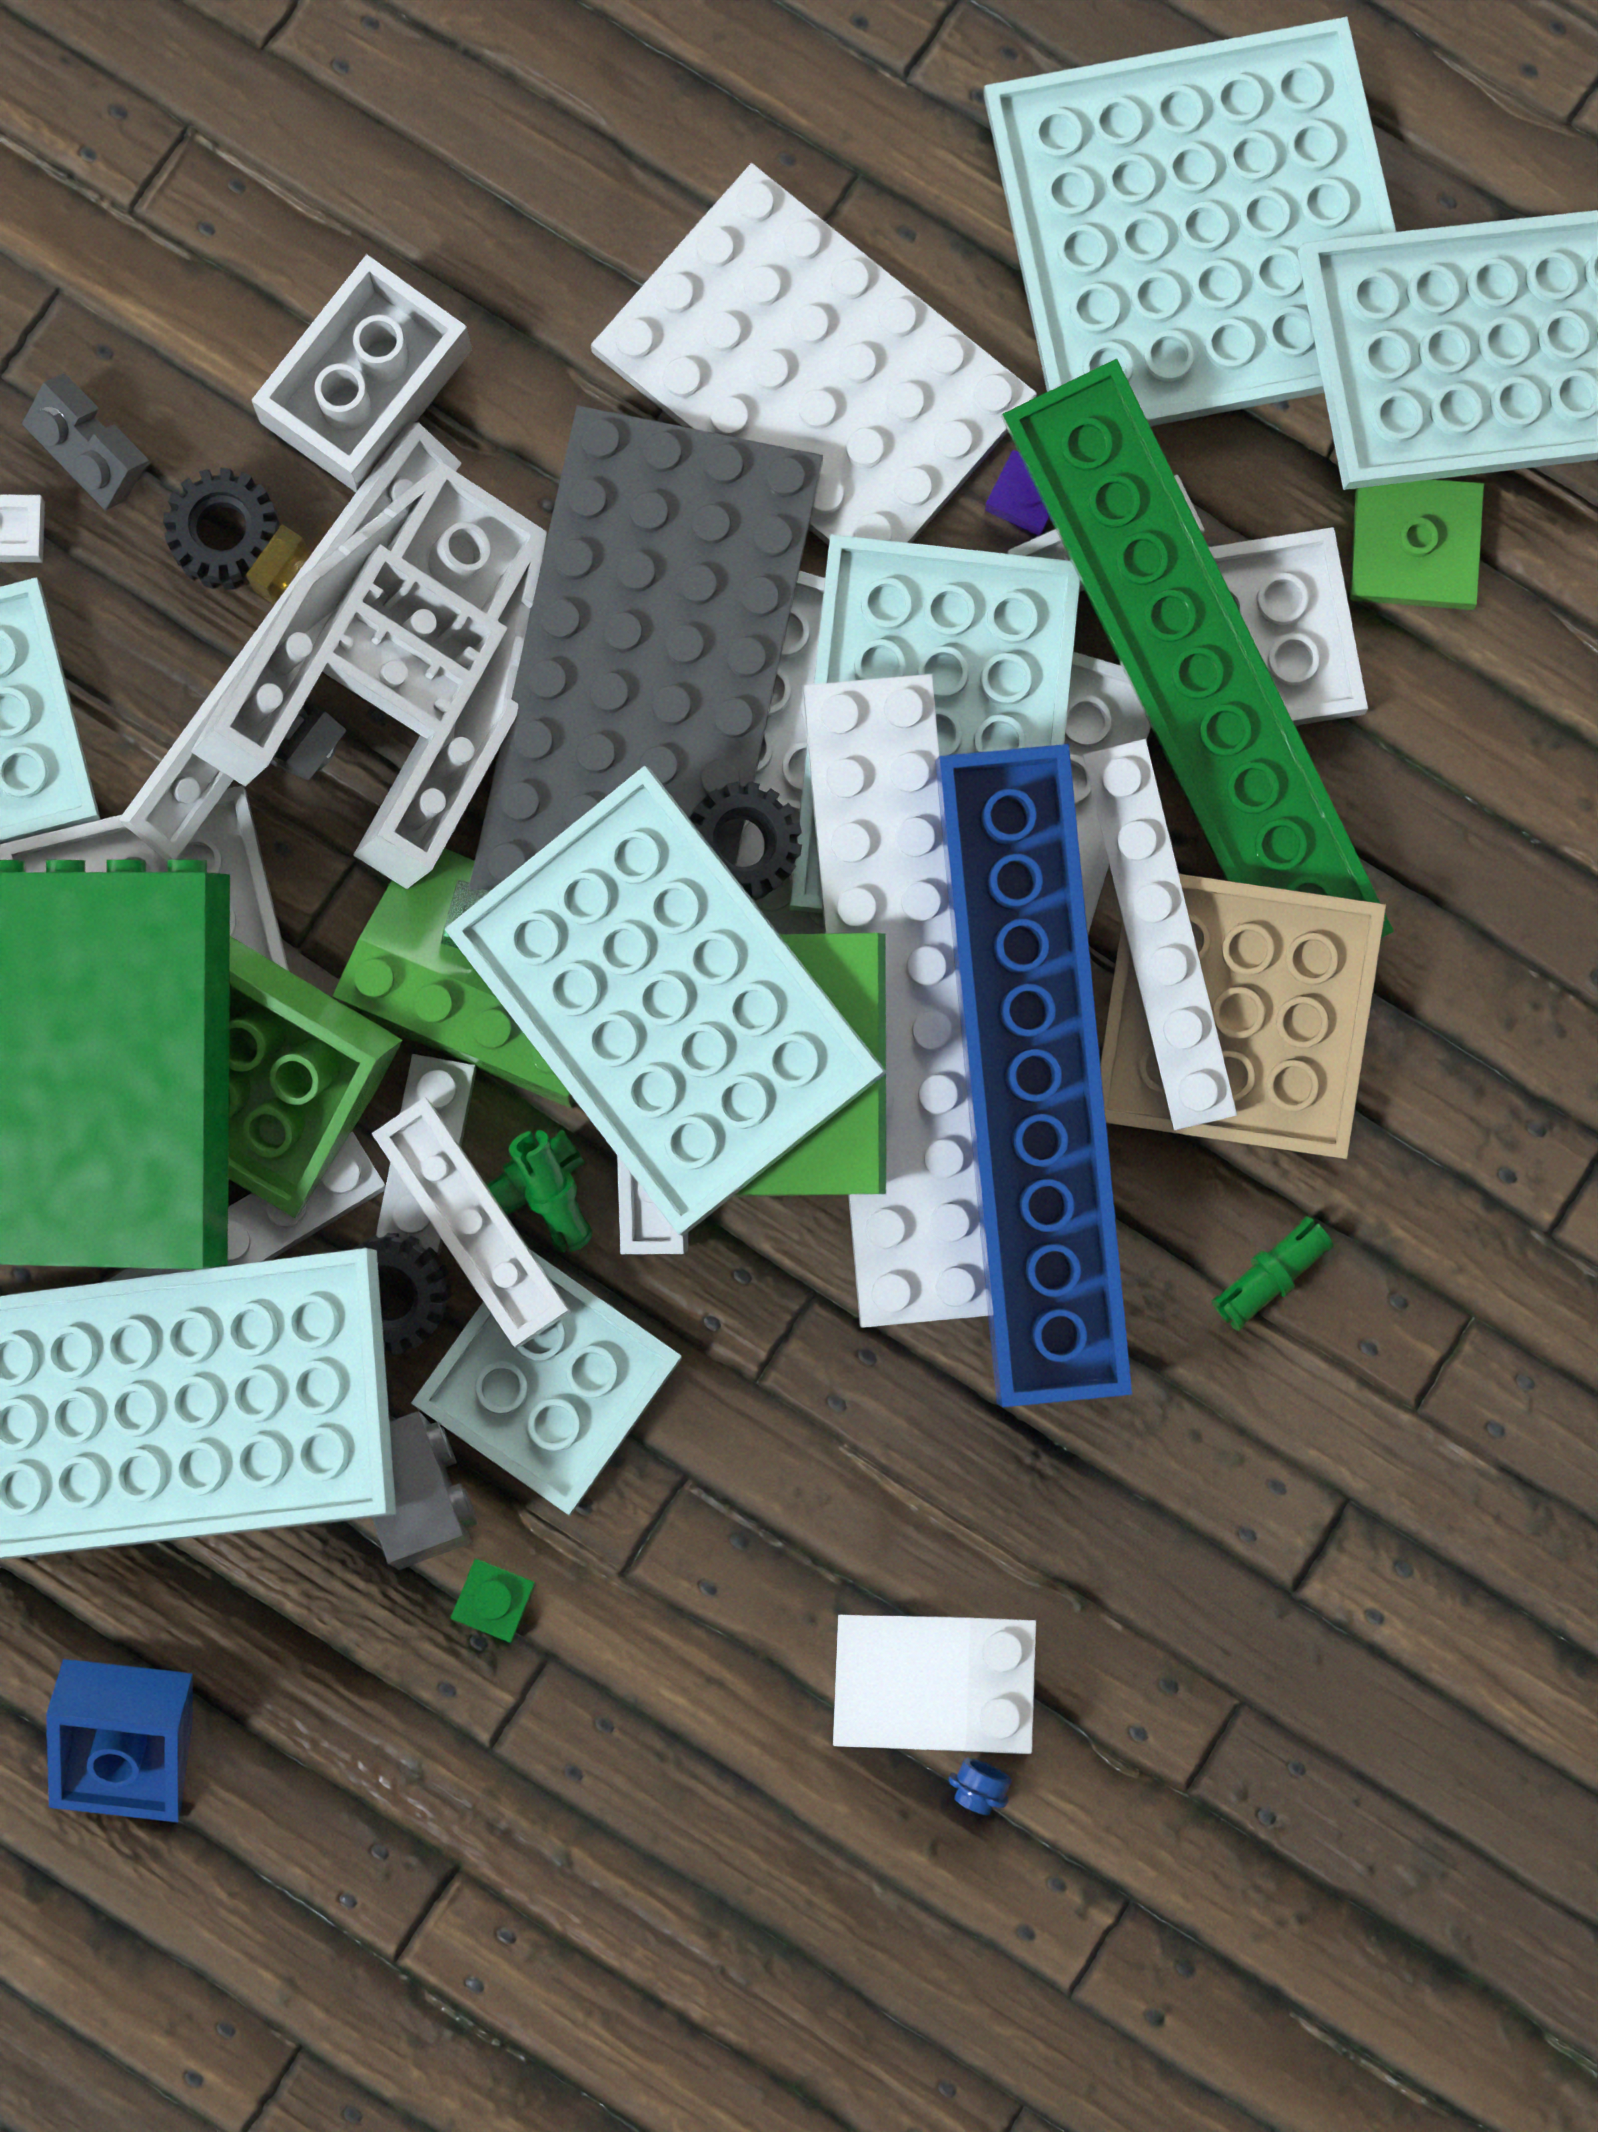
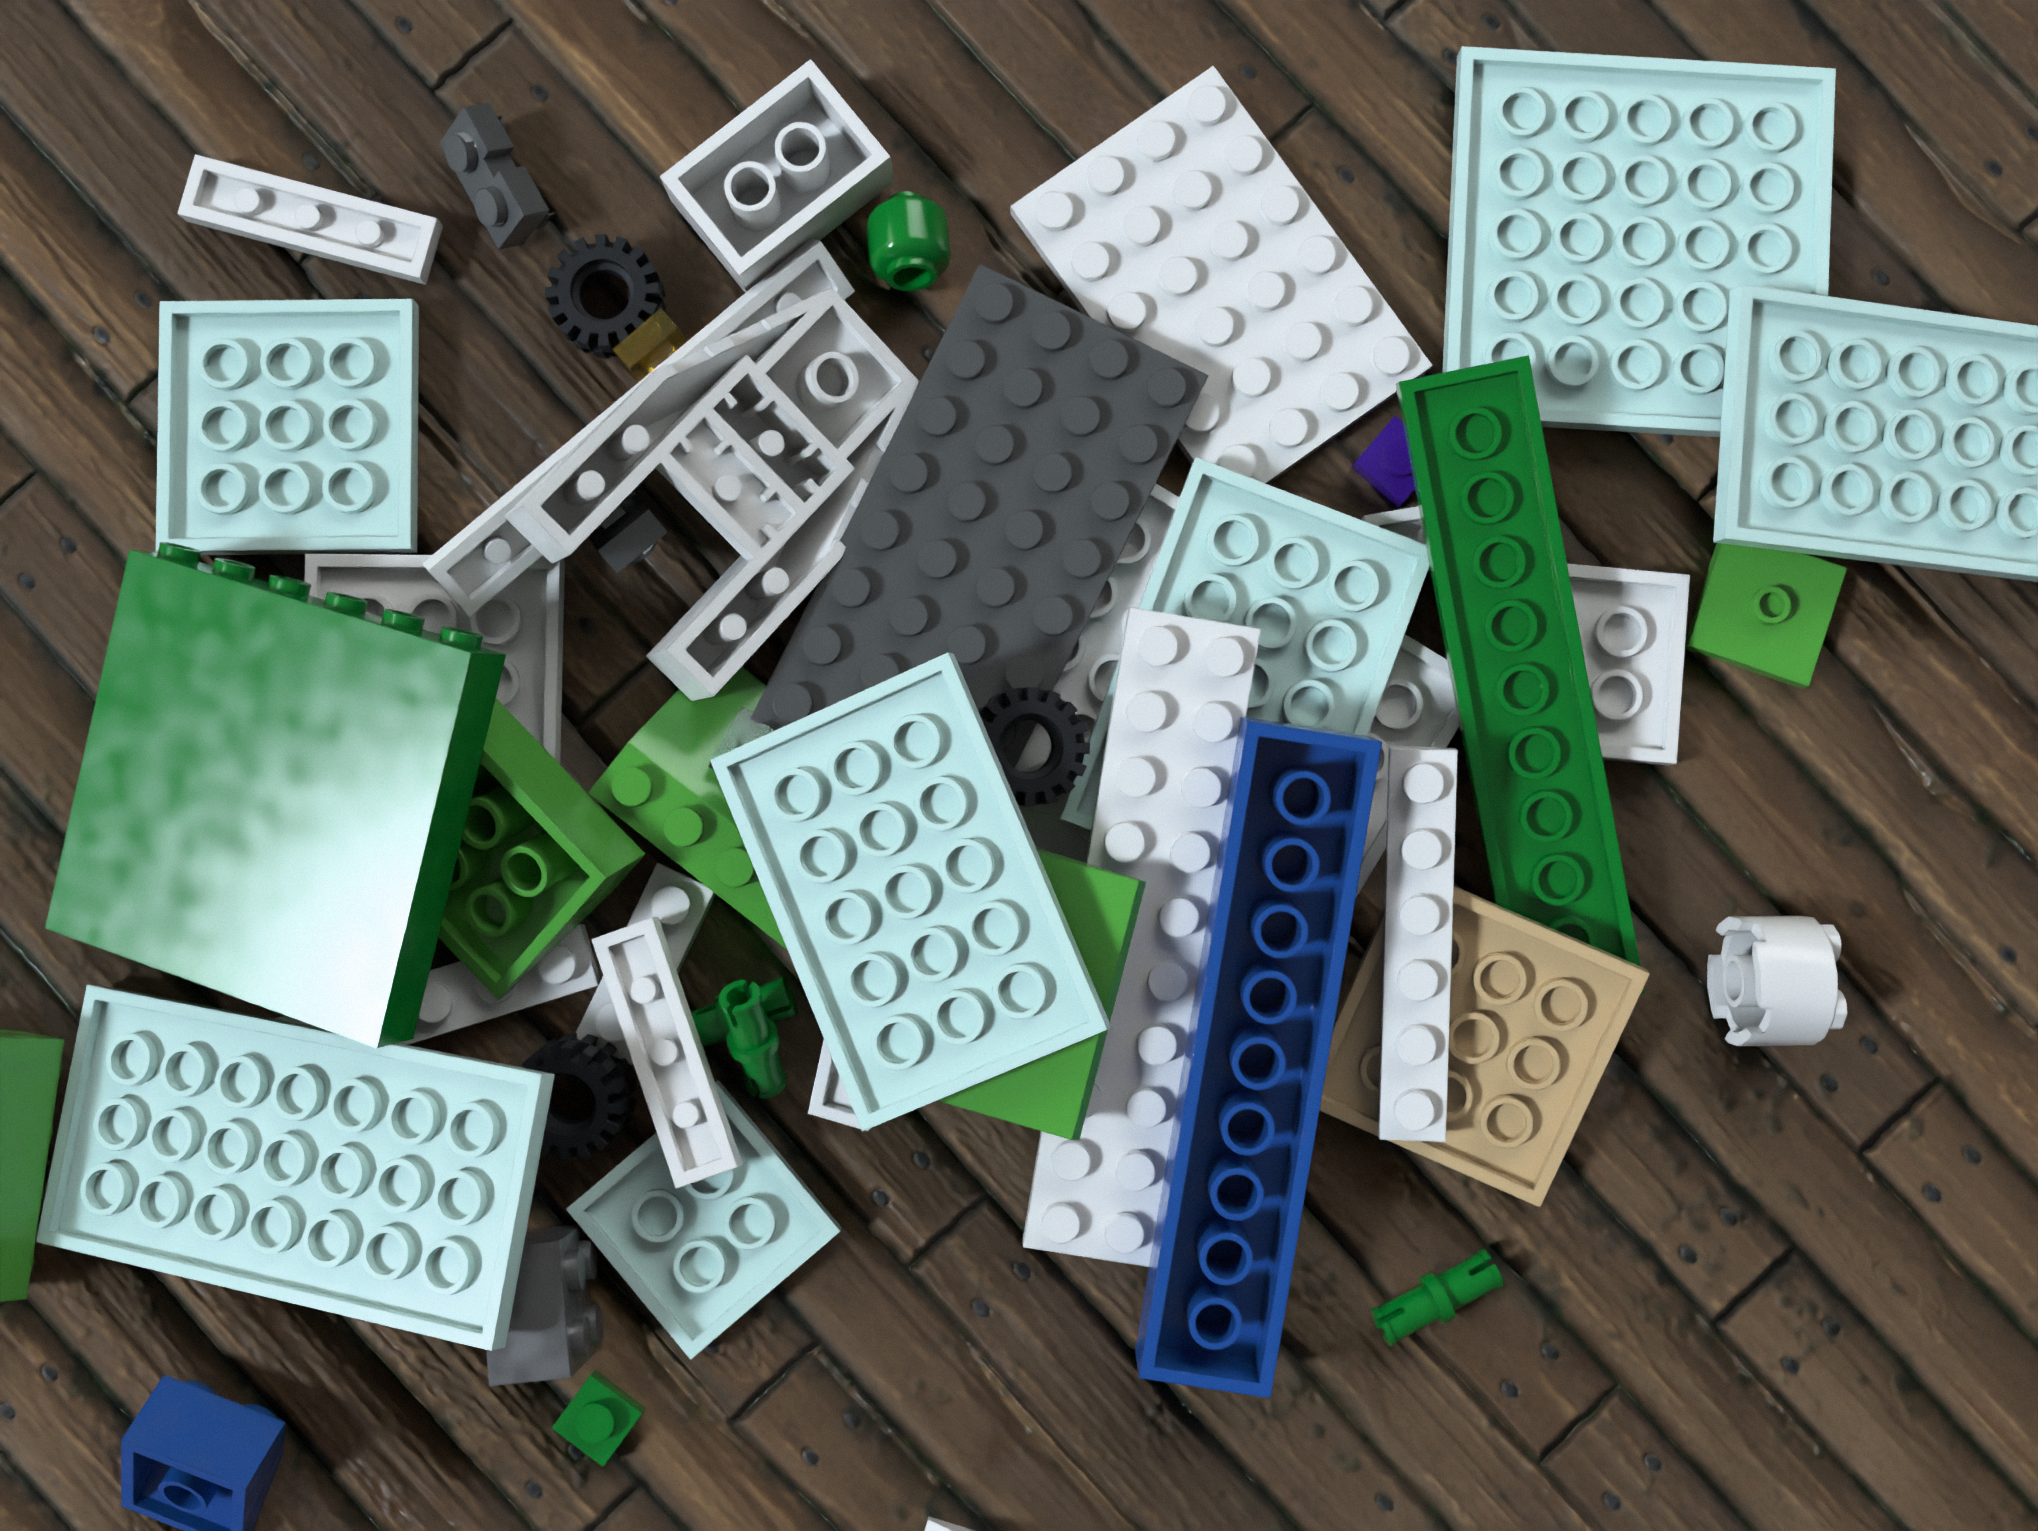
camera: 10 degrees right, 5 degrees up
(501, 402) = (908, 241): none -> green head
(1512, 885) = (1776, 980): none -> white brick

